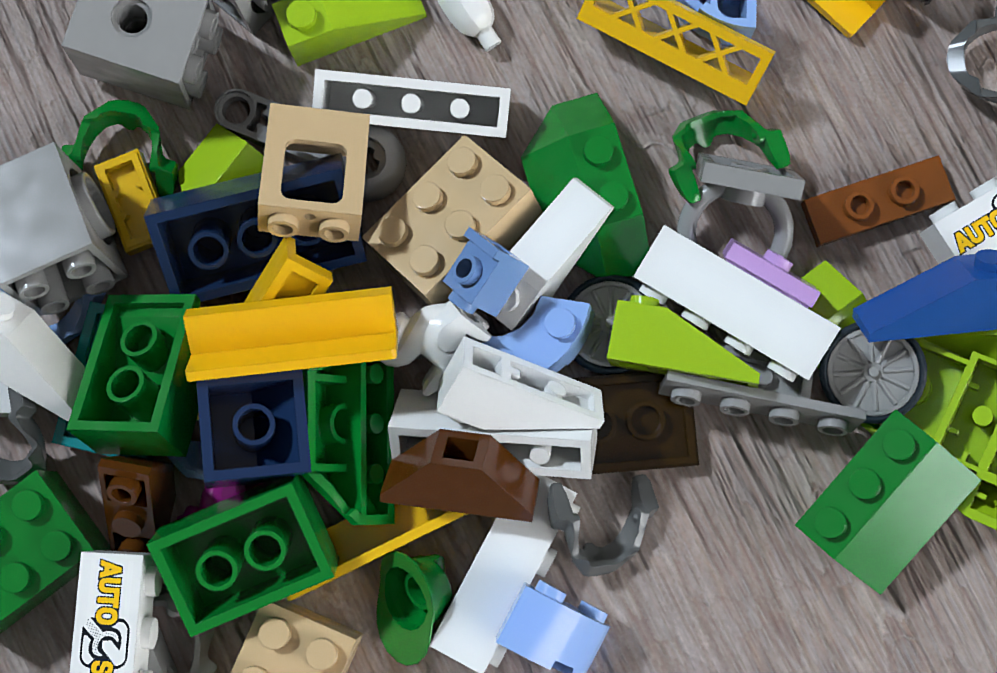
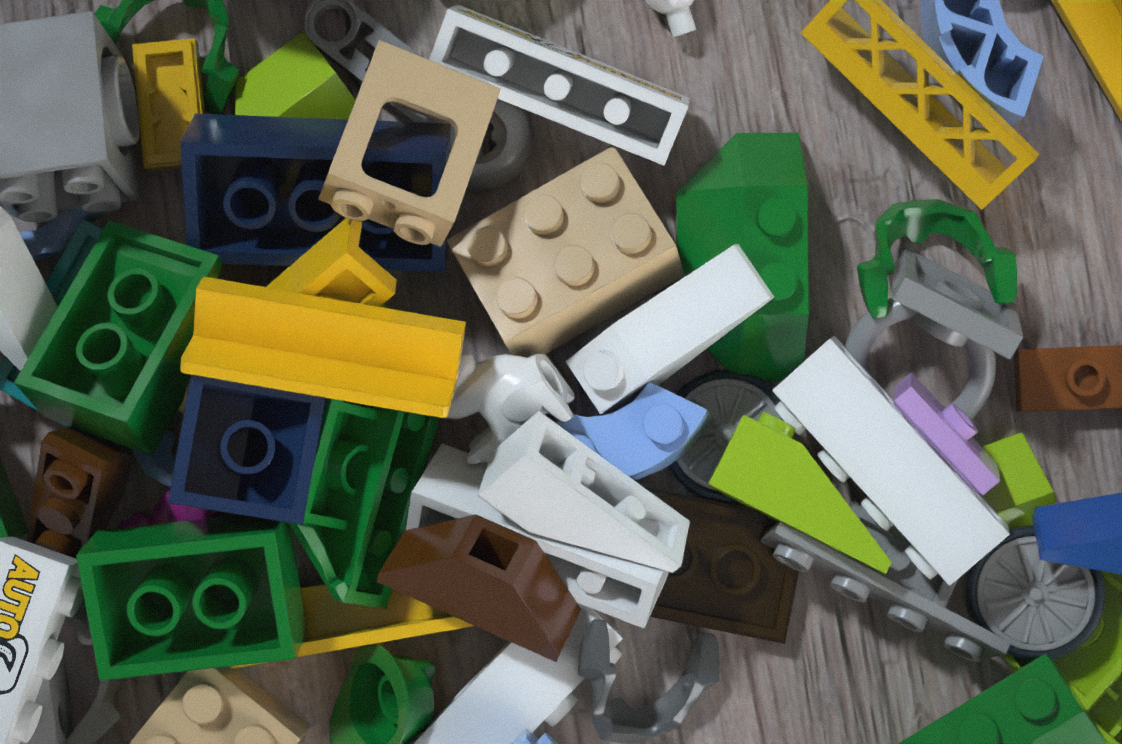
camera: 10 degrees right, 5 degrees up
(483, 275) = (585, 338): medium blue brick -> none

